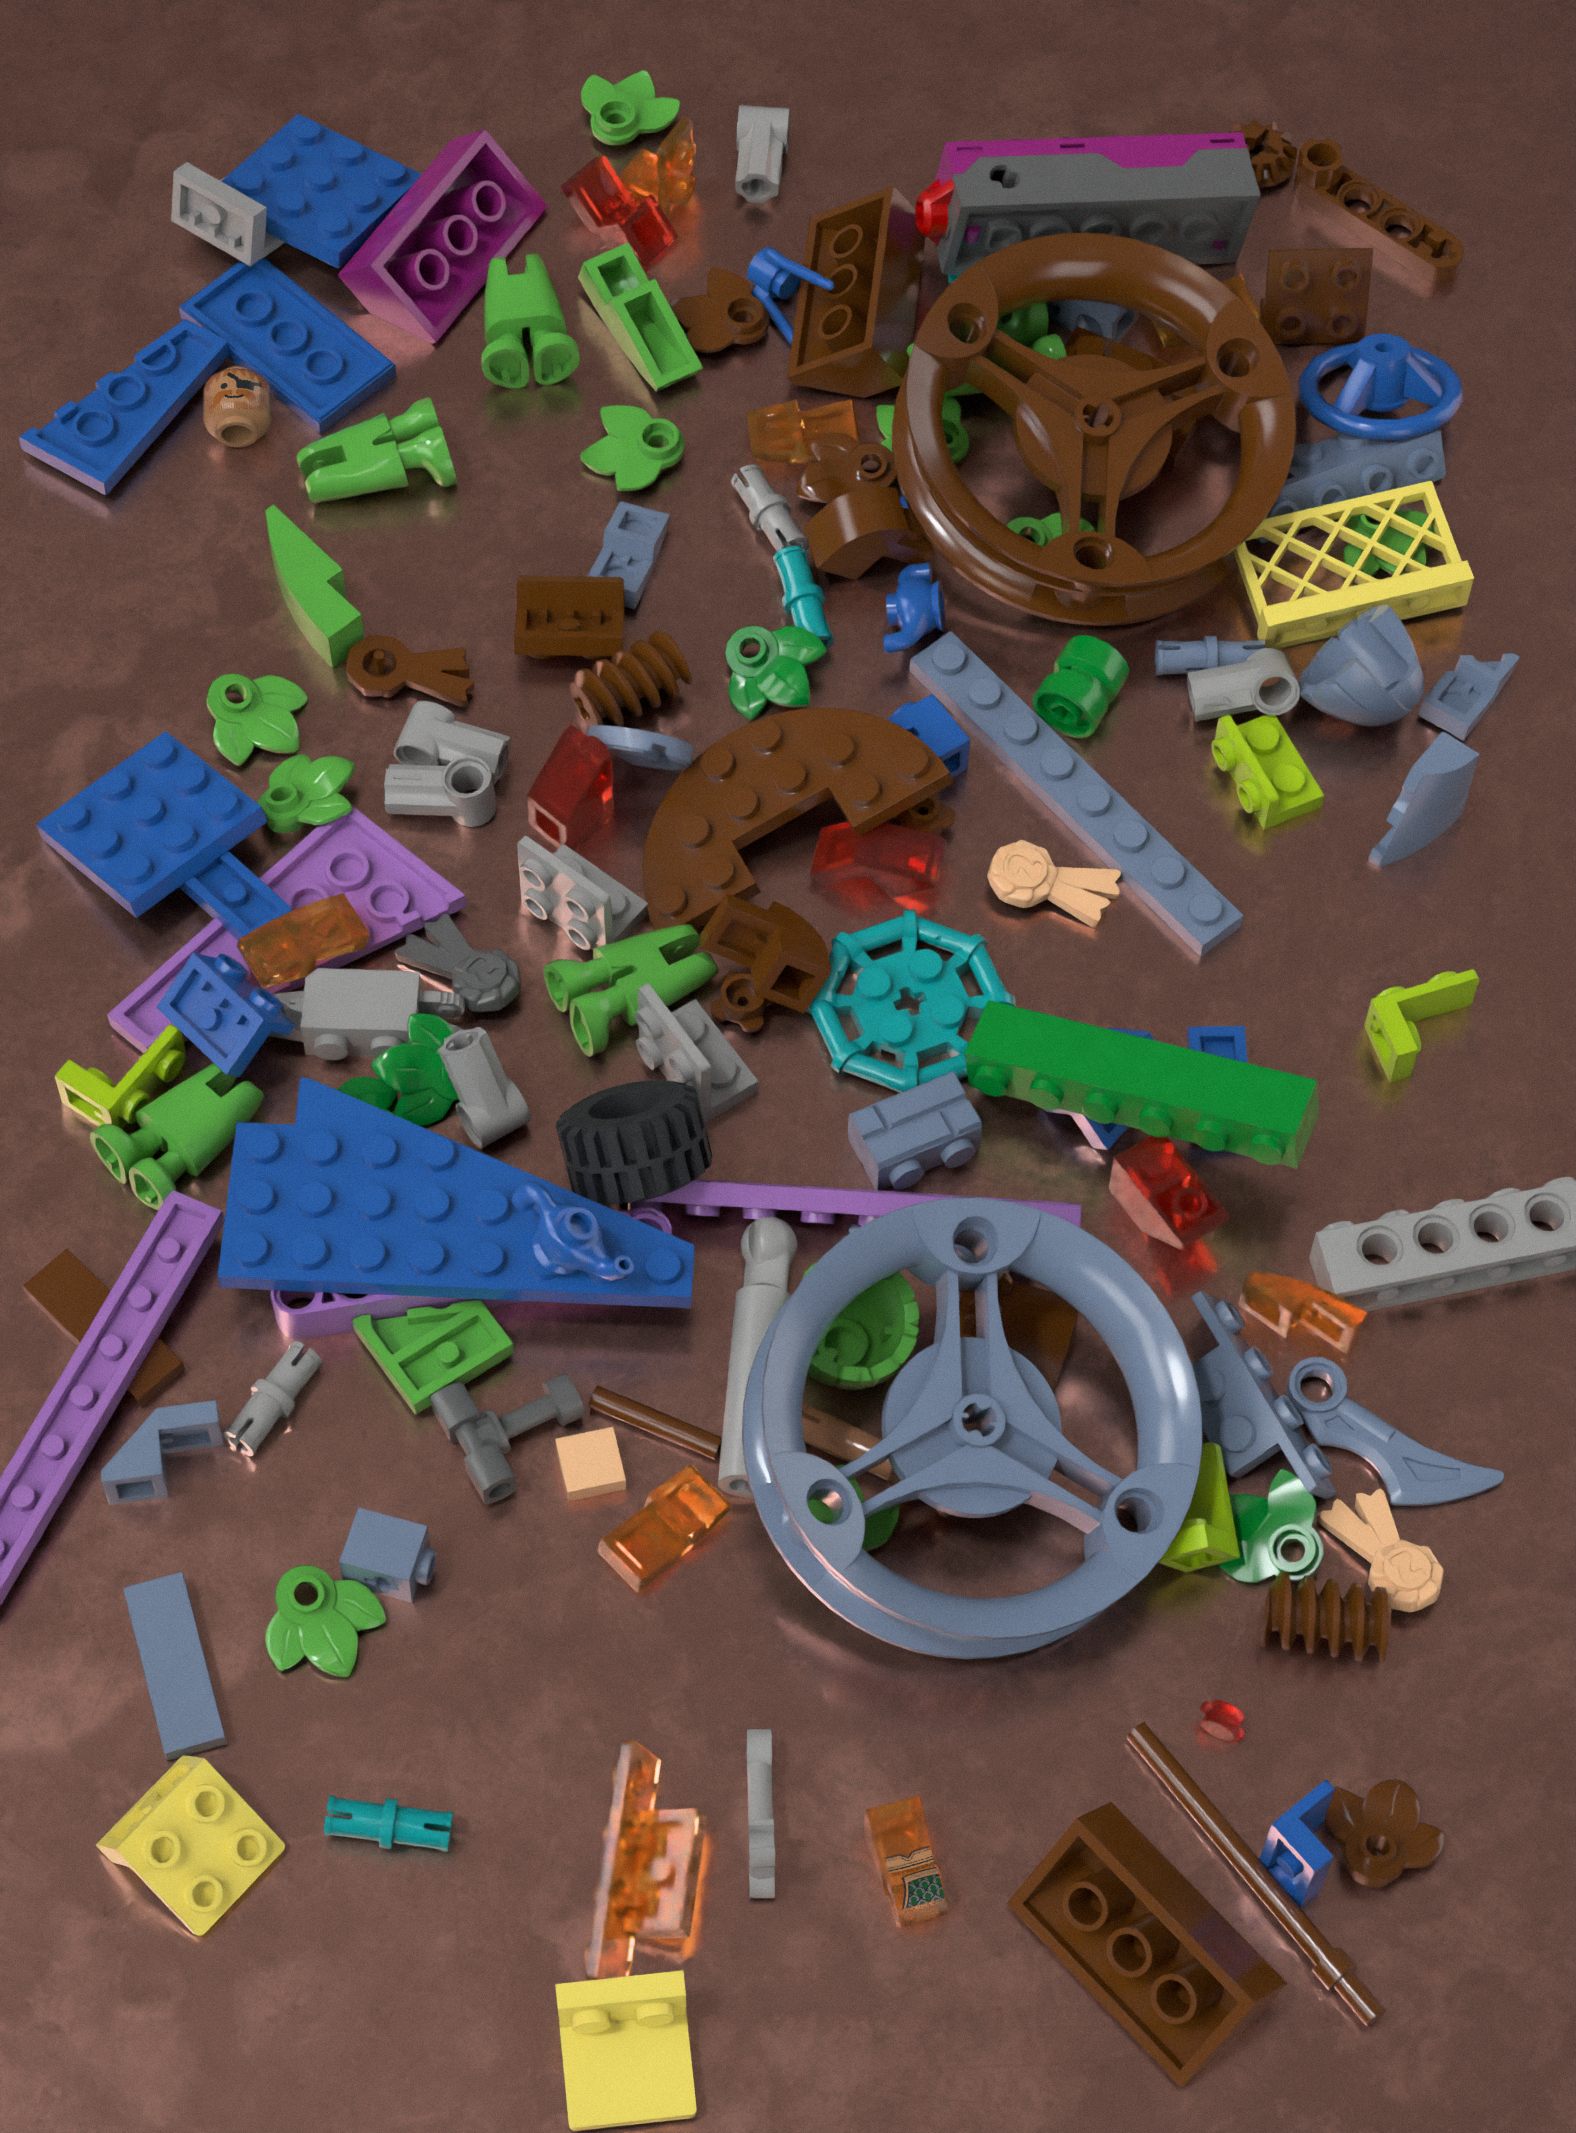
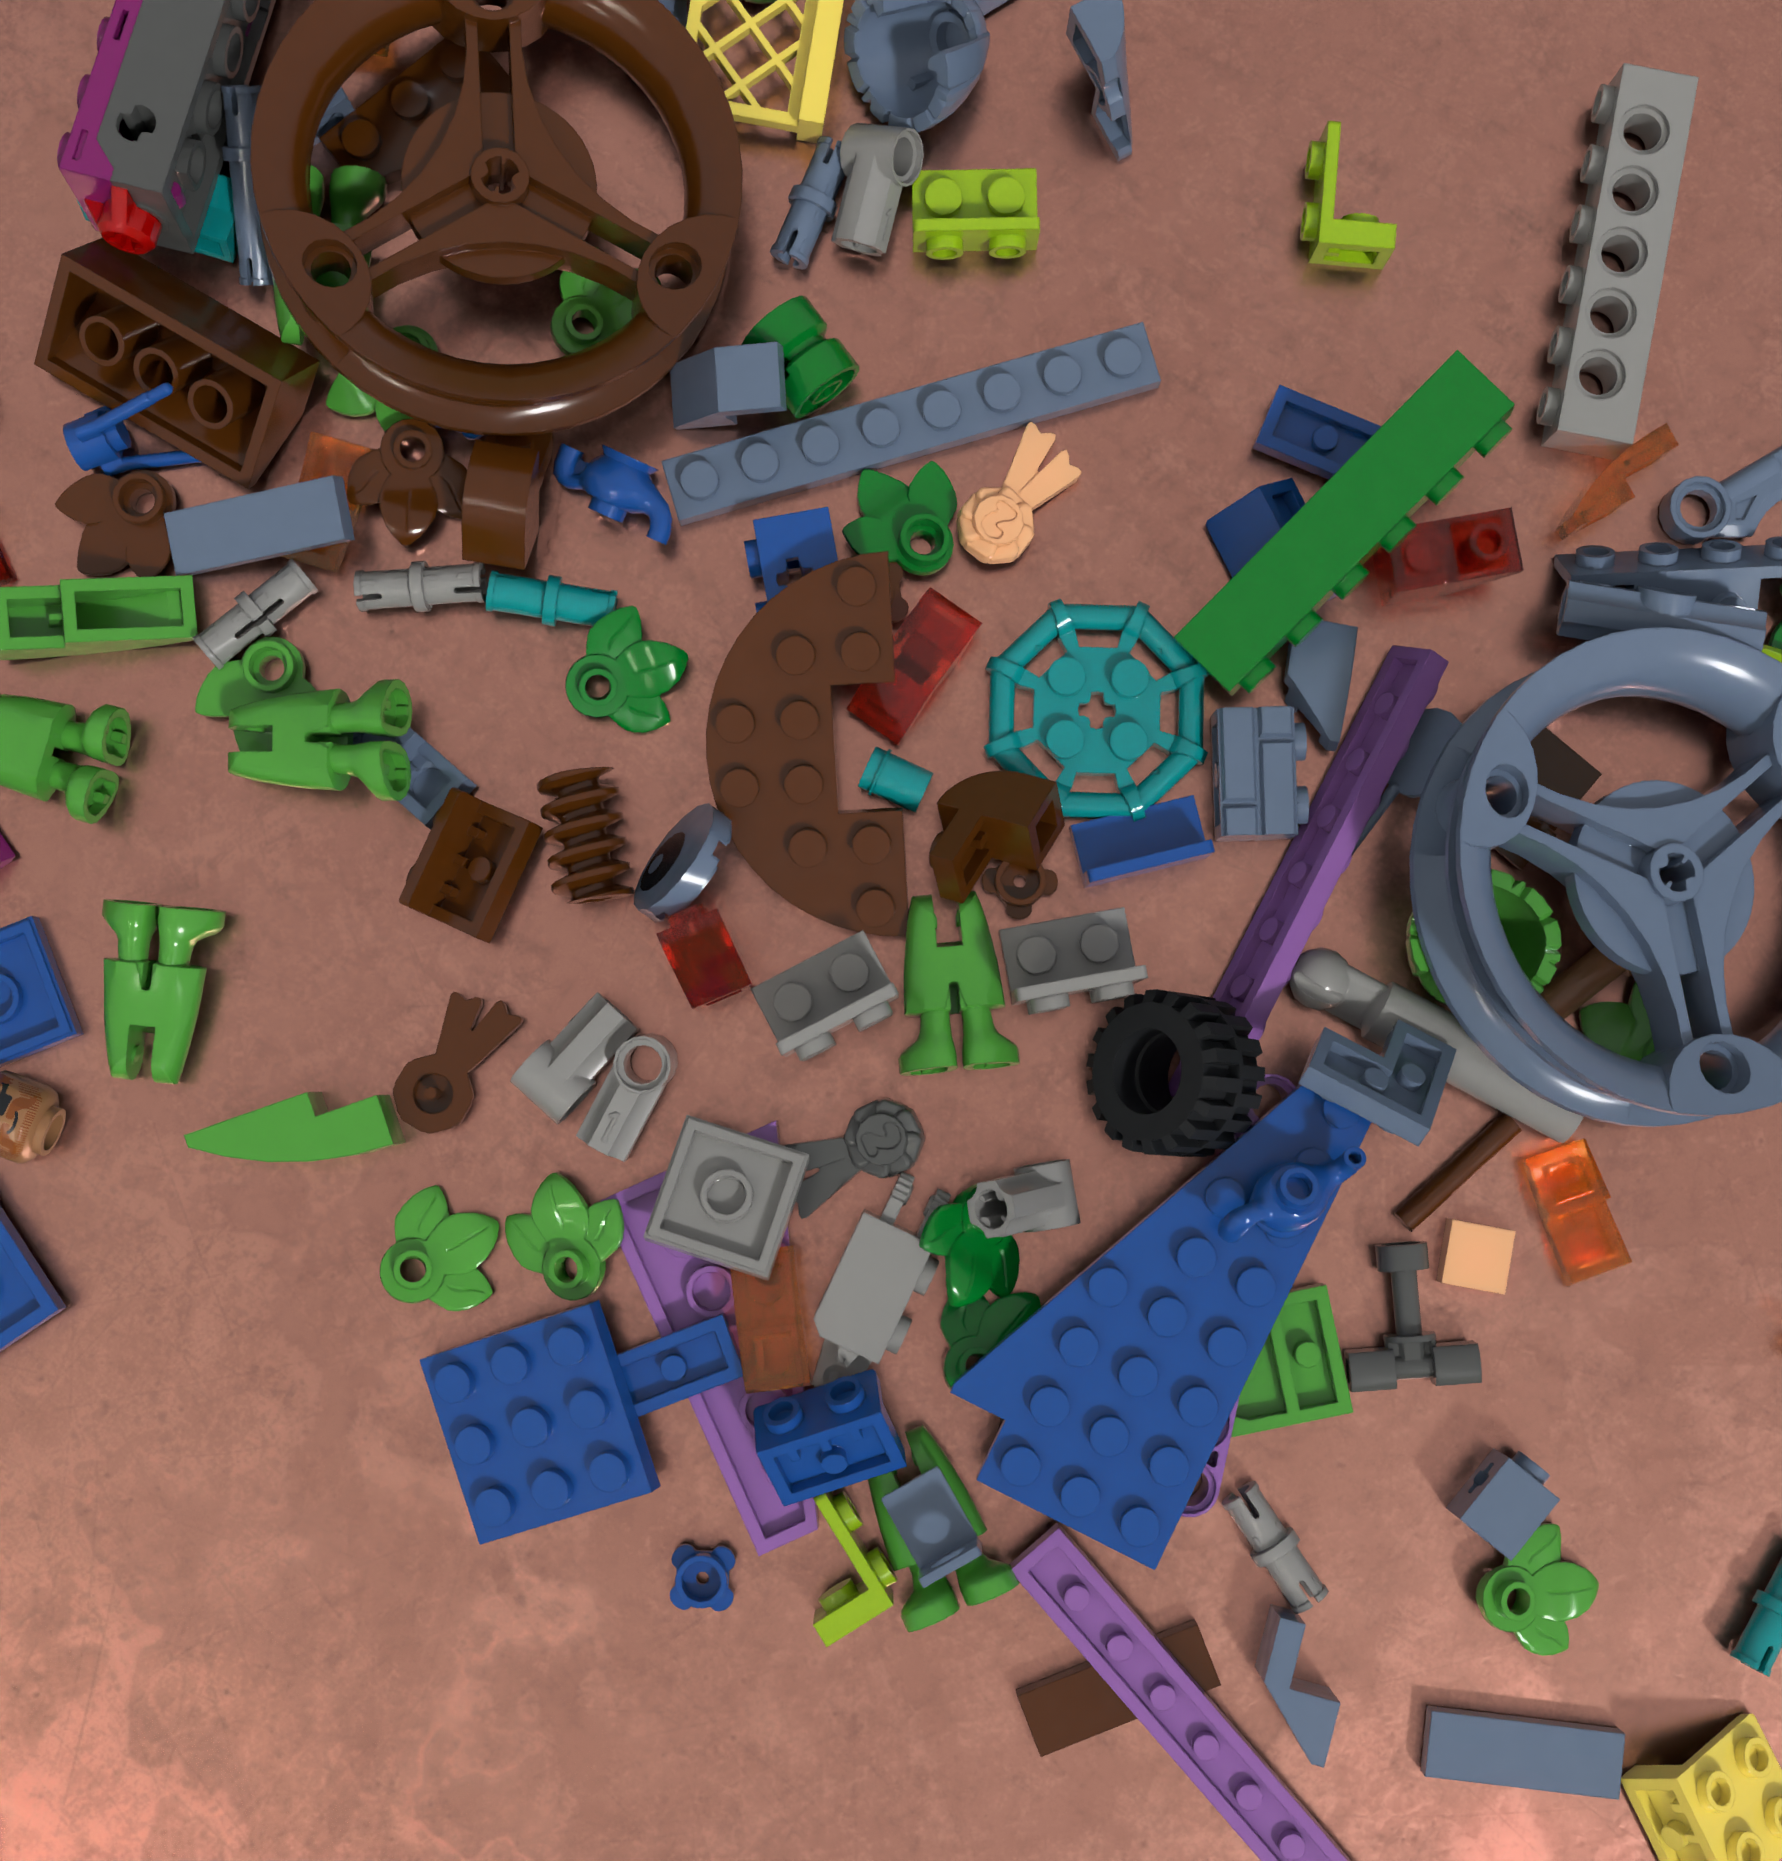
camera: 65 degrees left, 25 degrees up
(69, 975) = (689, 1591): none -> blue plate
(185, 1105) = (933, 1525): none -> sand blue bracket
(388, 873) = (727, 1197): none -> light grey plate
(615, 481) = (316, 740): none -> bright green piece
(691, 1280) = (1389, 1089): none -> sand blue plate
(725, 431) = (255, 614): none -> light grey pin
(761, 391) = (259, 526): none -> sand blue tile
(781, 878) = (895, 779): none -> teal piece
(806, 1068) = (1121, 848): none -> blue panel
(996, 808) = (900, 513): none -> green plate
(1025, 1150) = (1321, 678): none -> sand blue slope
(1031, 643) = (728, 383): none -> sand blue slope
(1219, 1415) = (1597, 609): none -> sand blue piece

